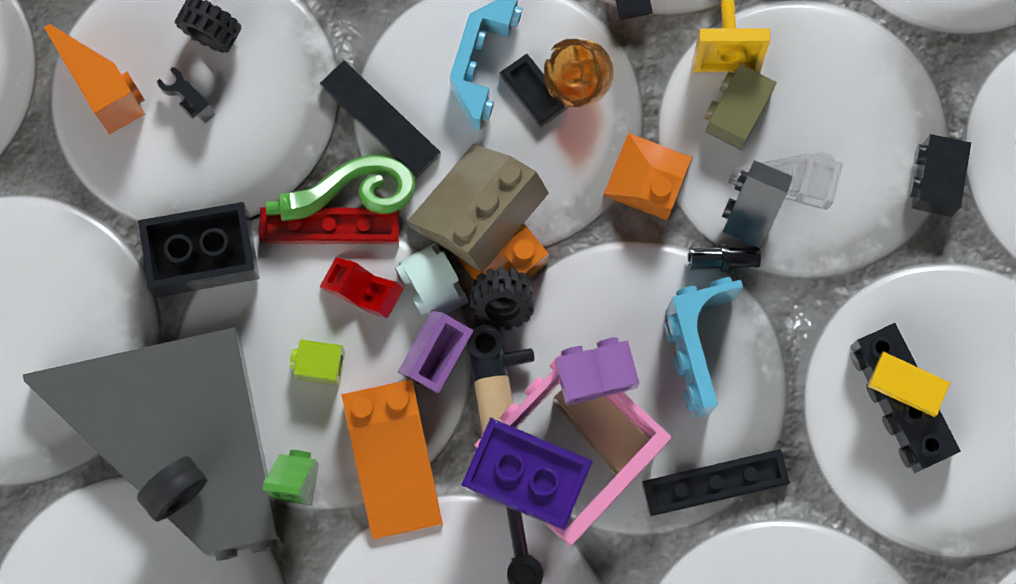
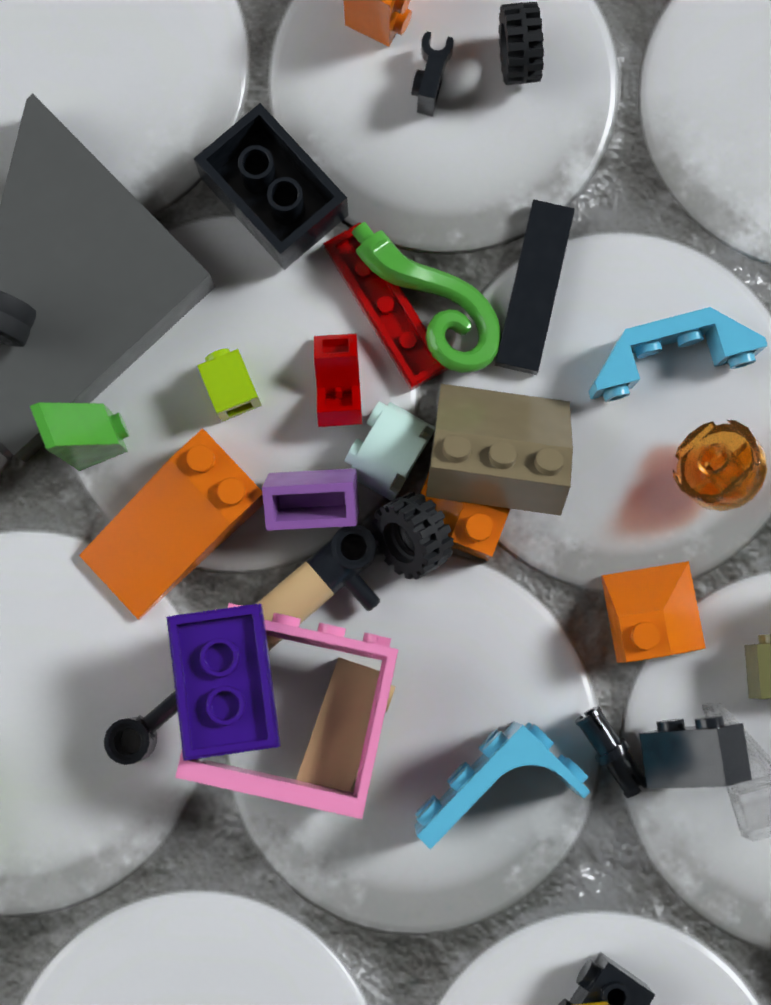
camera: 60 degrees right, 5 degrees up
(530, 89) = (672, 420): black tile -> none
(596, 371) = (382, 691): medium lavender brick -> none
(715, 482) = (355, 890): black tile -> none

